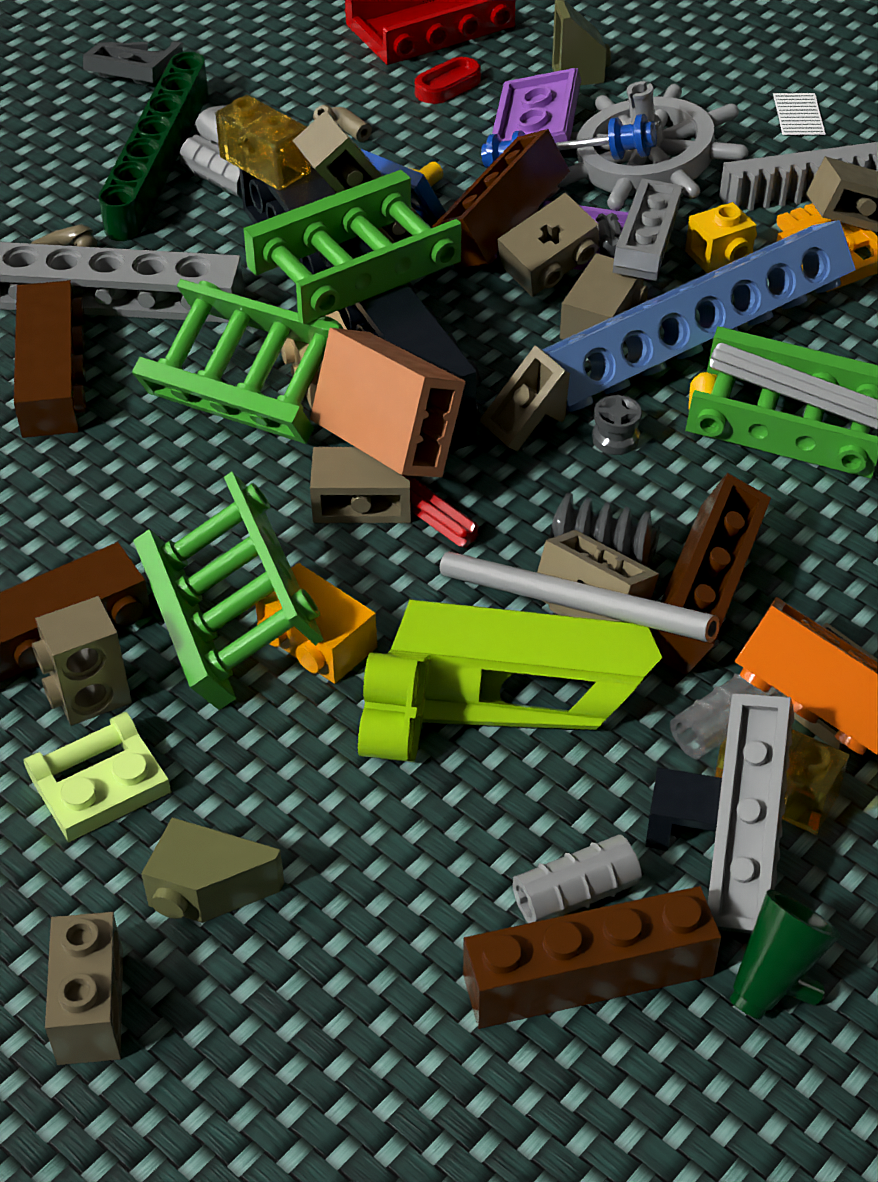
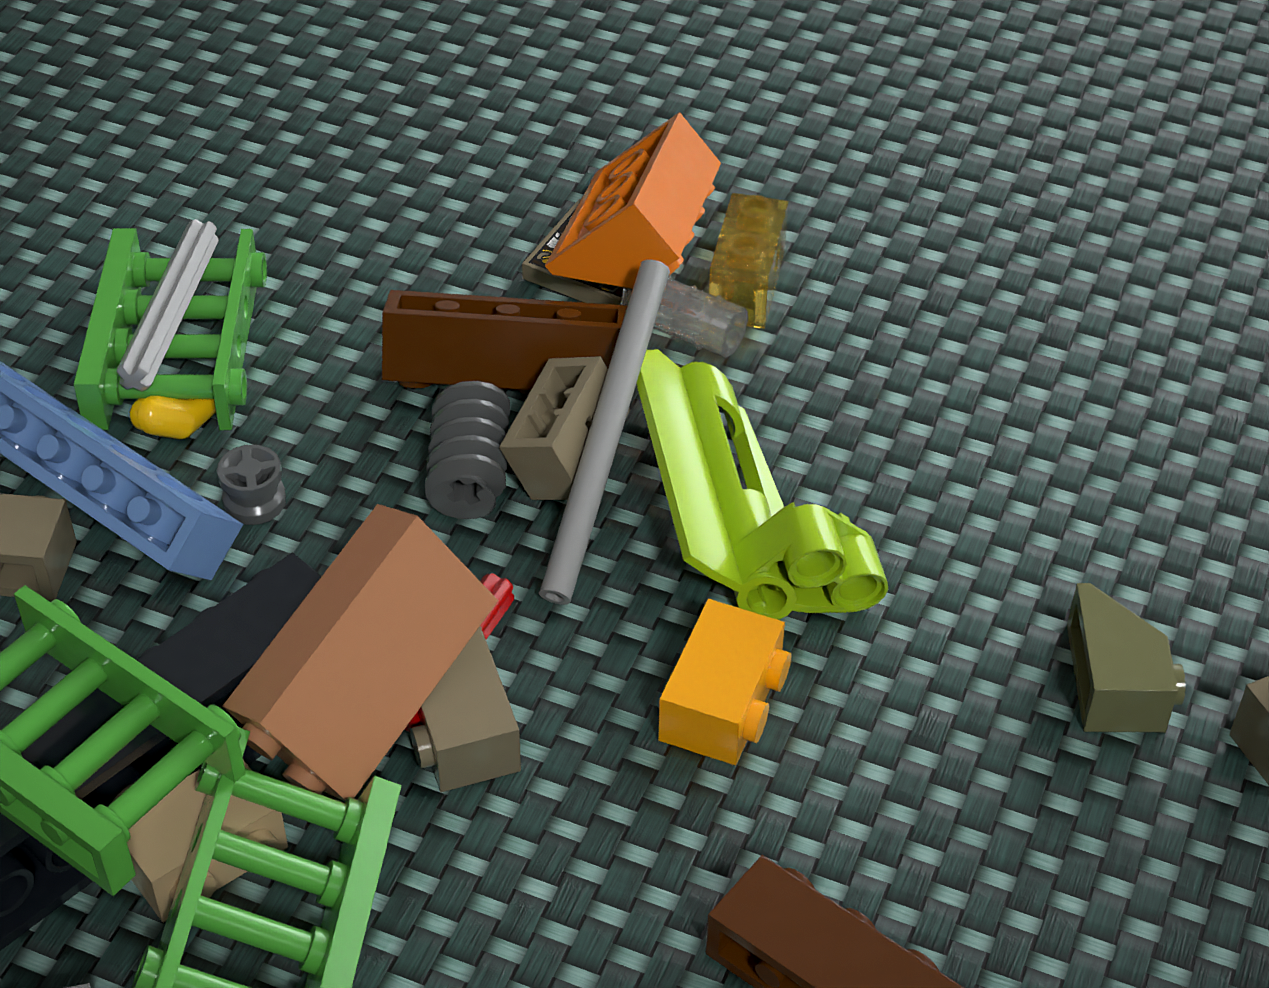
camera: 110 degrees left, 0 degrees up
(83, 661) = (929, 866): dark tan brick -> none
(104, 789) = (1054, 821): yellowish green plate -> none
(179, 595) = (744, 829): bright green fence -> none
(532, 391) = (233, 543): dark tan slope -> none
(577, 879) = (950, 382): light grey axle -> none
(590, 956) = (1037, 350): reddish brown brick -> none
(683, 801) = (829, 319): black panel -> none
(750, 809) = (838, 243): light grey gear -> none
(779, 954) = (966, 215): dark green piece -> none

